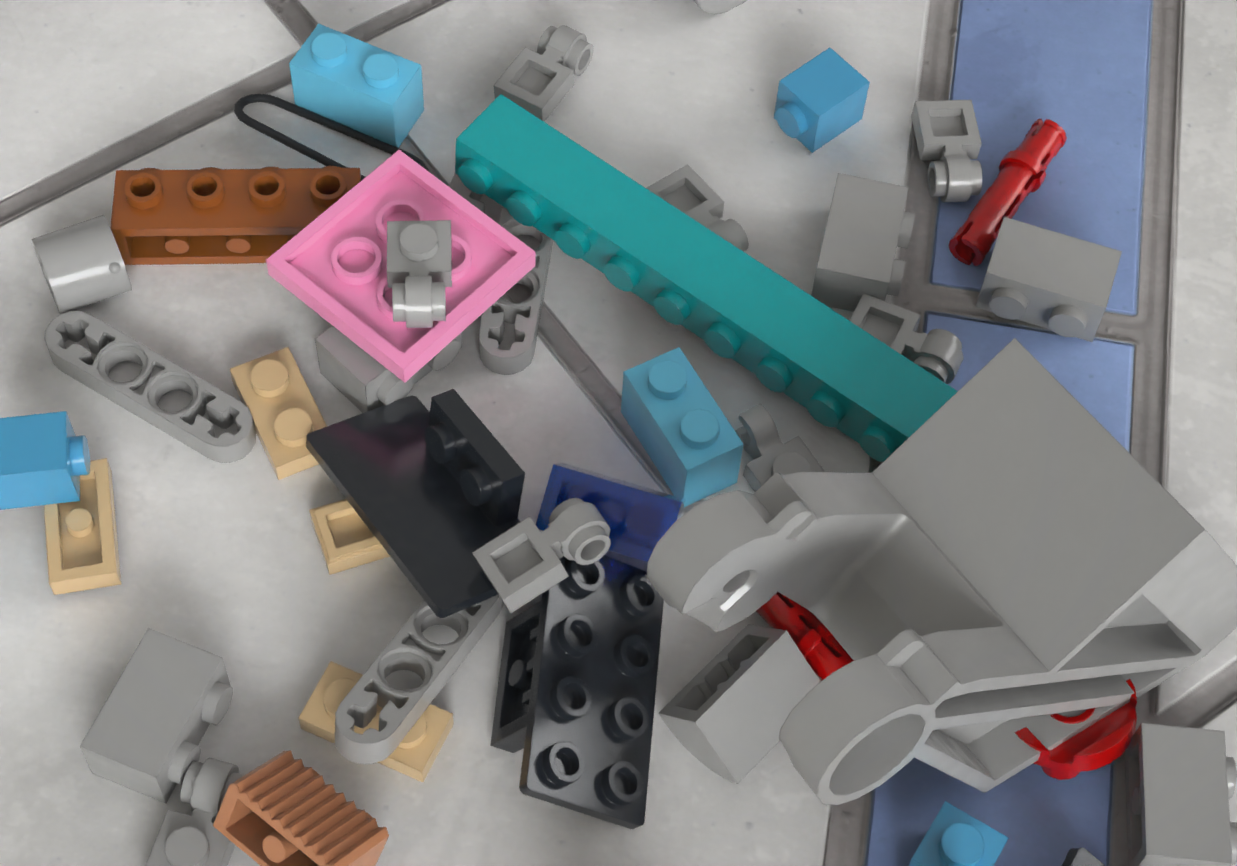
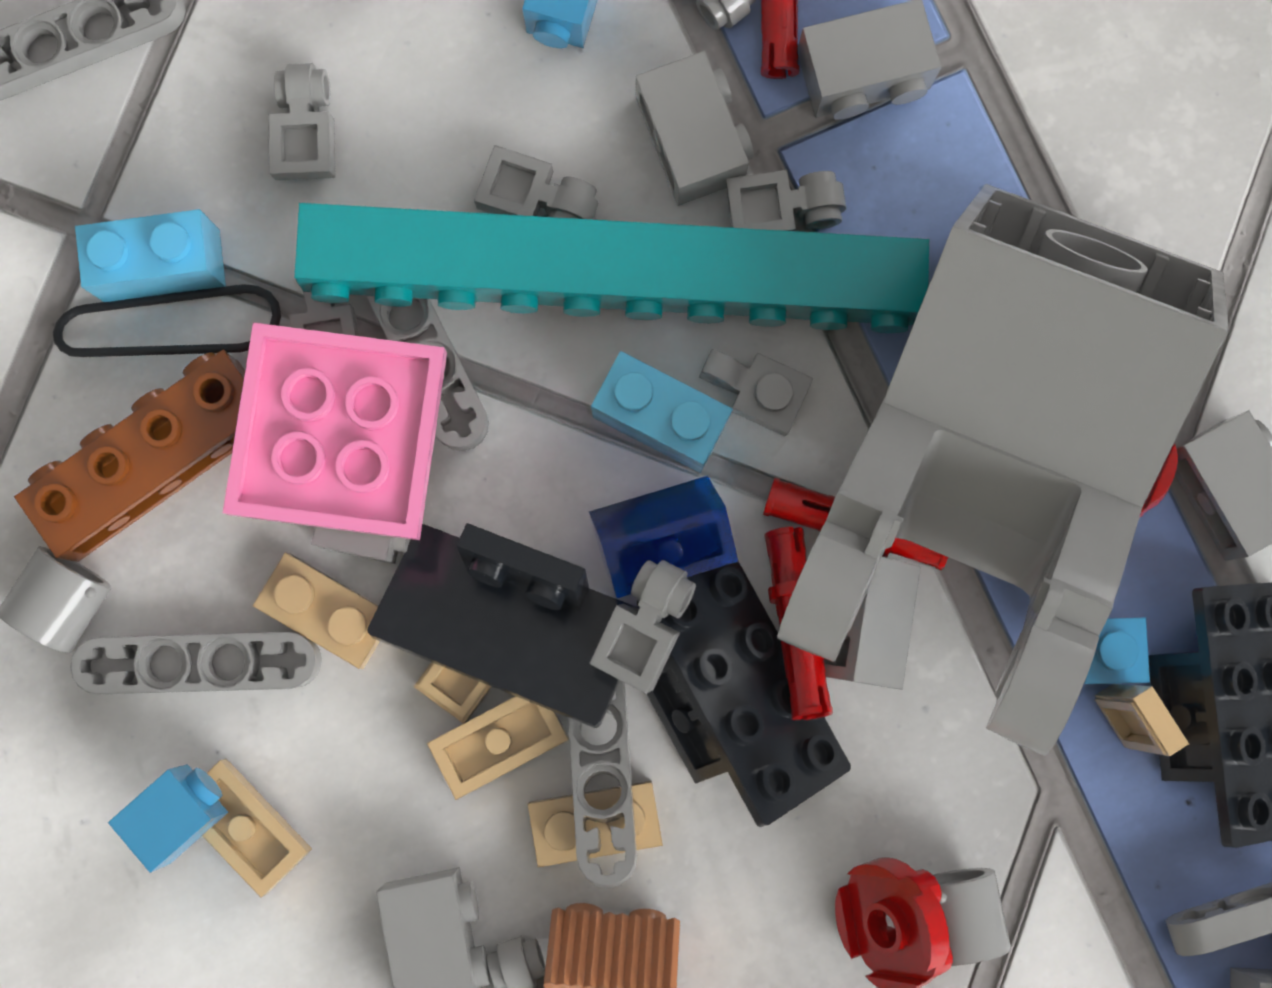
camera: 30 degrees left, 25 degrees up
(343, 595) = (495, 744): none -> tan plate
(419, 270) = (355, 429): light grey plate -> none
(668, 680) = (803, 670): none -> red pin

